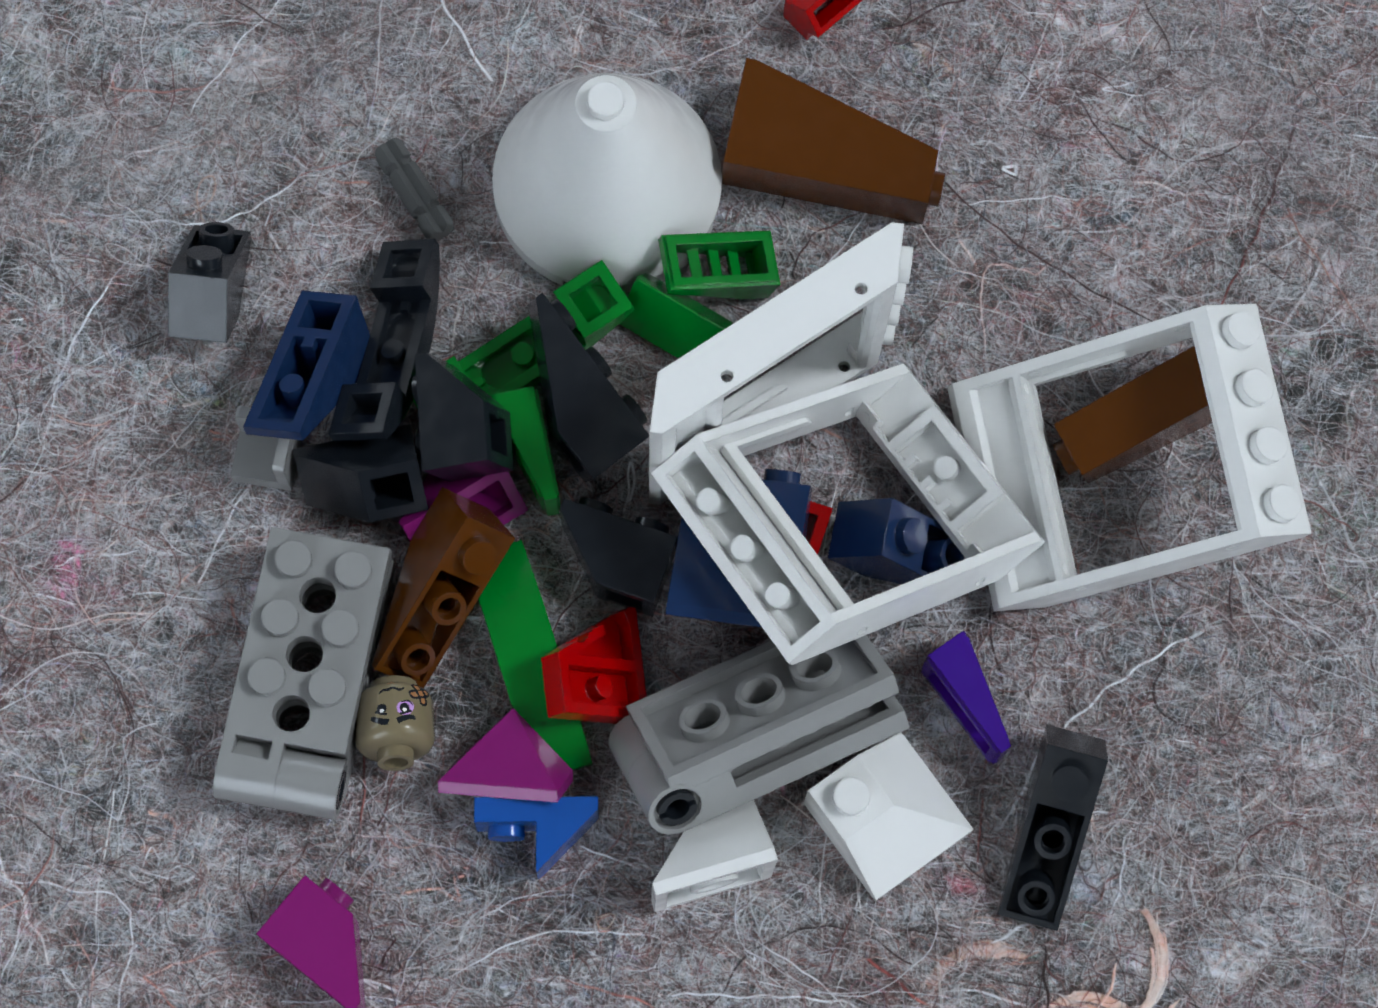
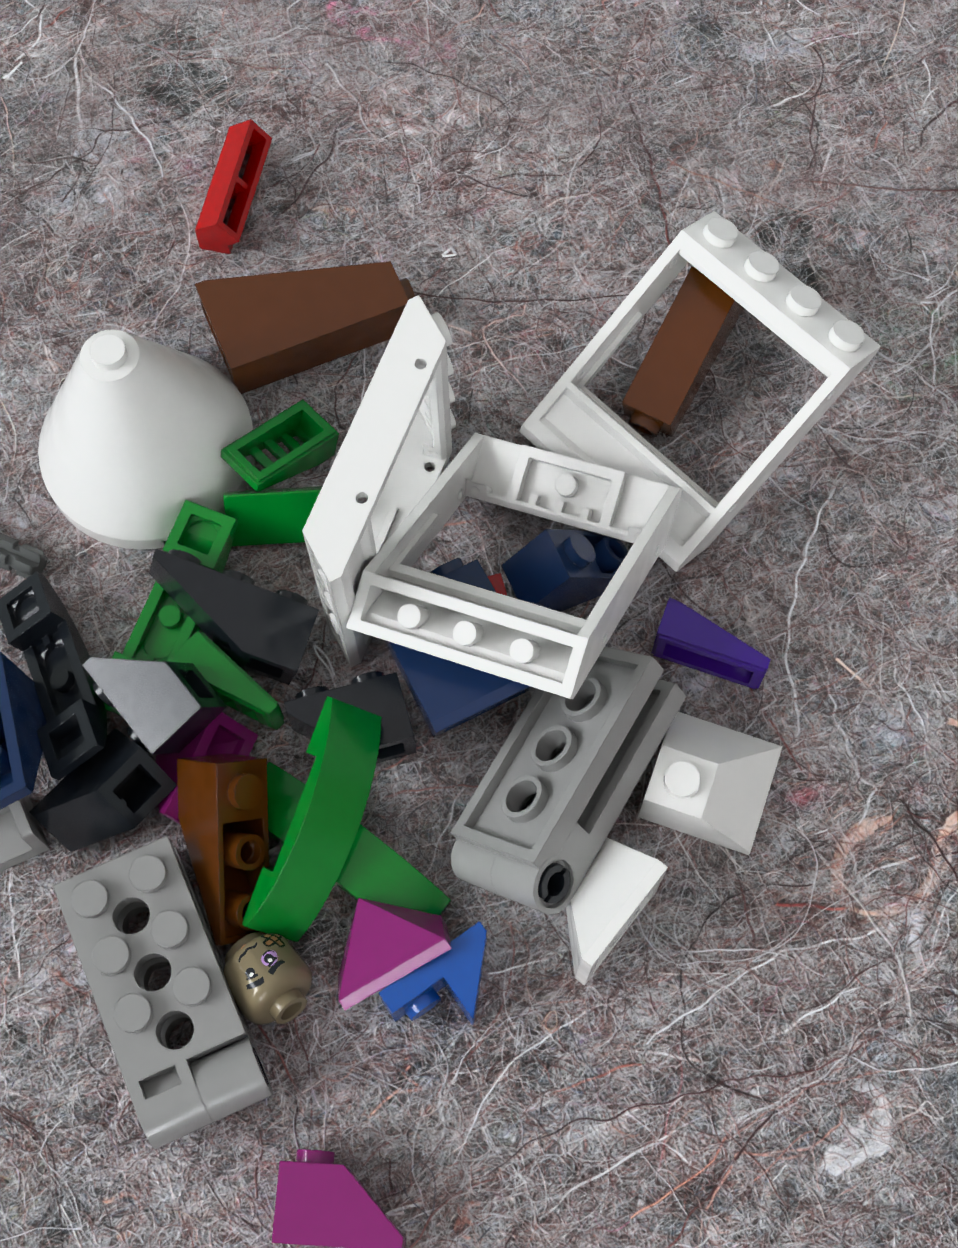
camera: 30 degrees left, 5 degrees down
(526, 624) = (322, 825): none -> green slope
(596, 671) = (406, 823): red wing -> none
(1053, 826) = (841, 700): black slope -> none

